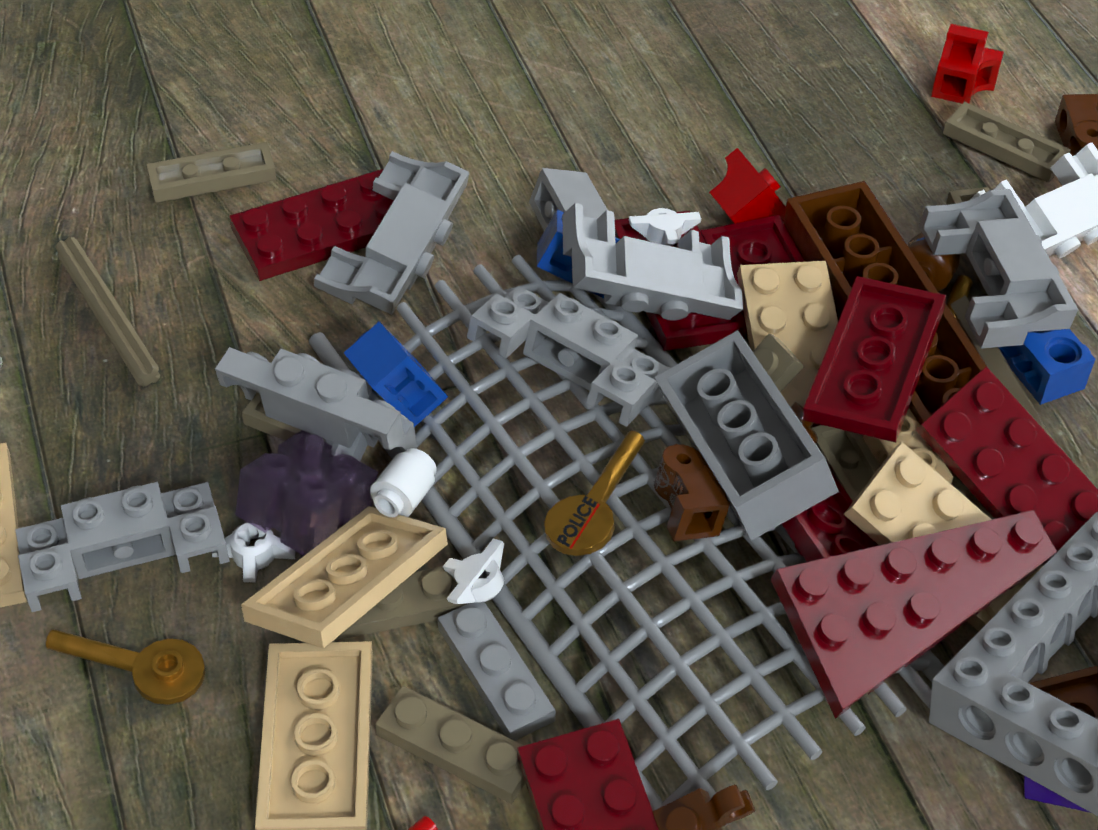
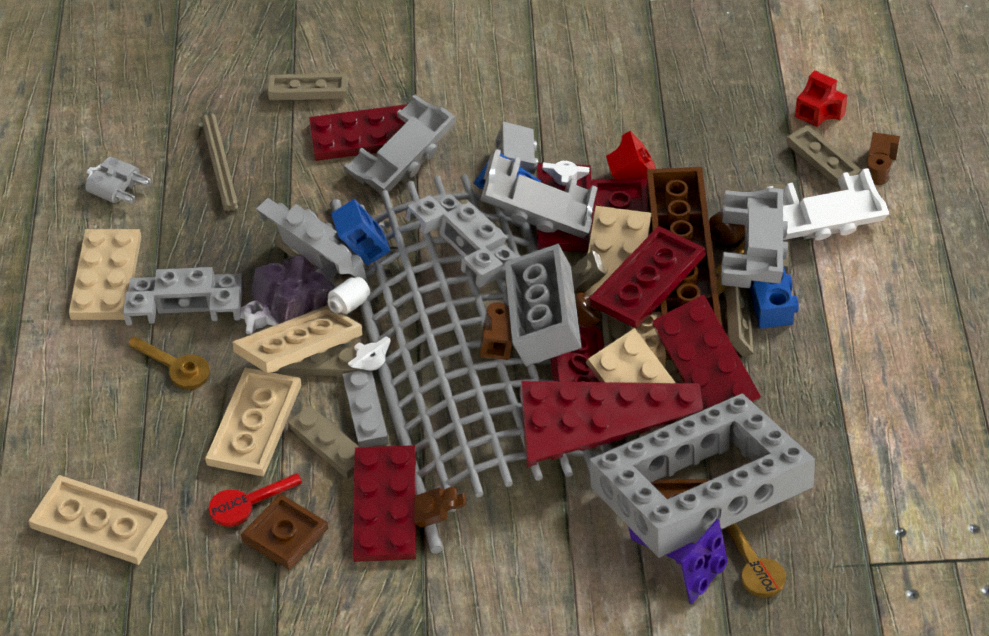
camera: 20 degrees right, 0 degrees up
(586, 522) = (435, 335): pearl gold piece -> none

